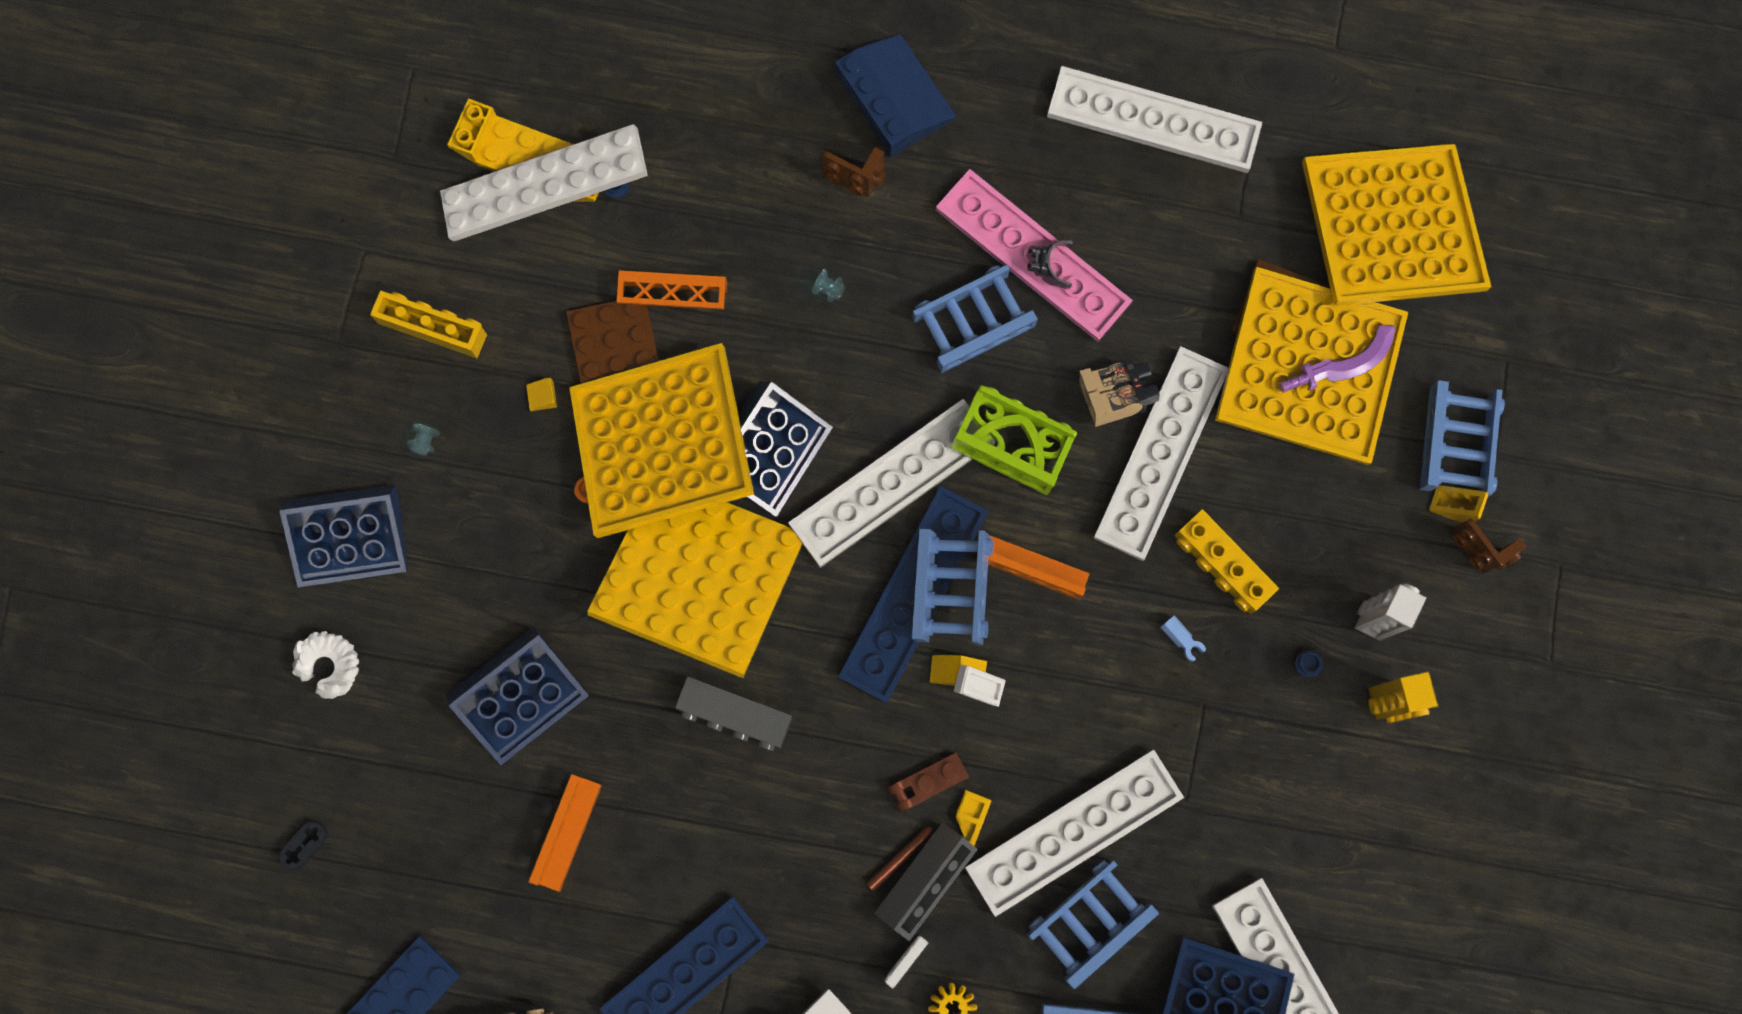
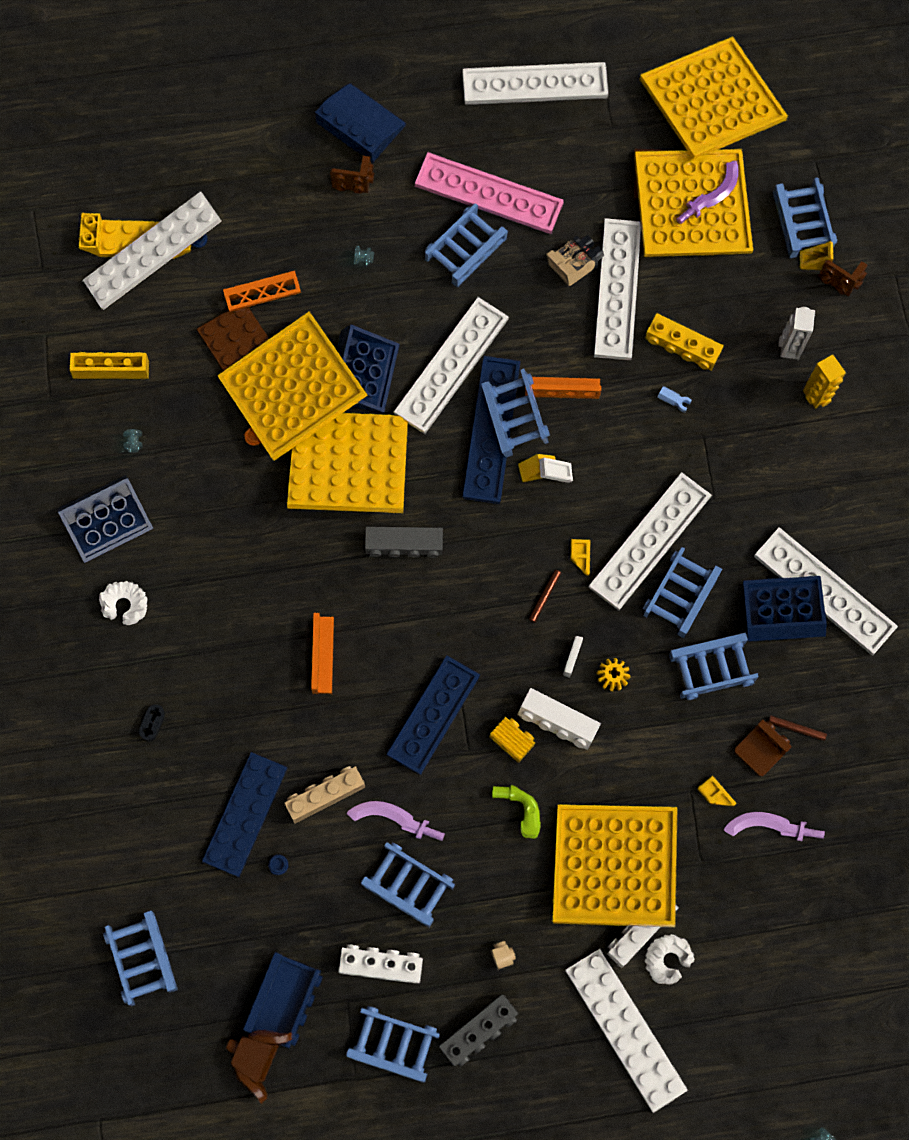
camera: 20 degrees left, 5 degrees down
(516, 696) = (257, 579): dark blue slope -> none
(541, 395) = (200, 387): yellow slope -> none
(924, 881) = (567, 602): dark grey brick -> none
(929, 782) = (545, 542): copper plate -> none
(1031, 421) = (520, 326): lime fence -> none
(1041, 264) = (498, 197): black helmet -> none
(1308, 663) = (759, 387): dark blue plate -> none

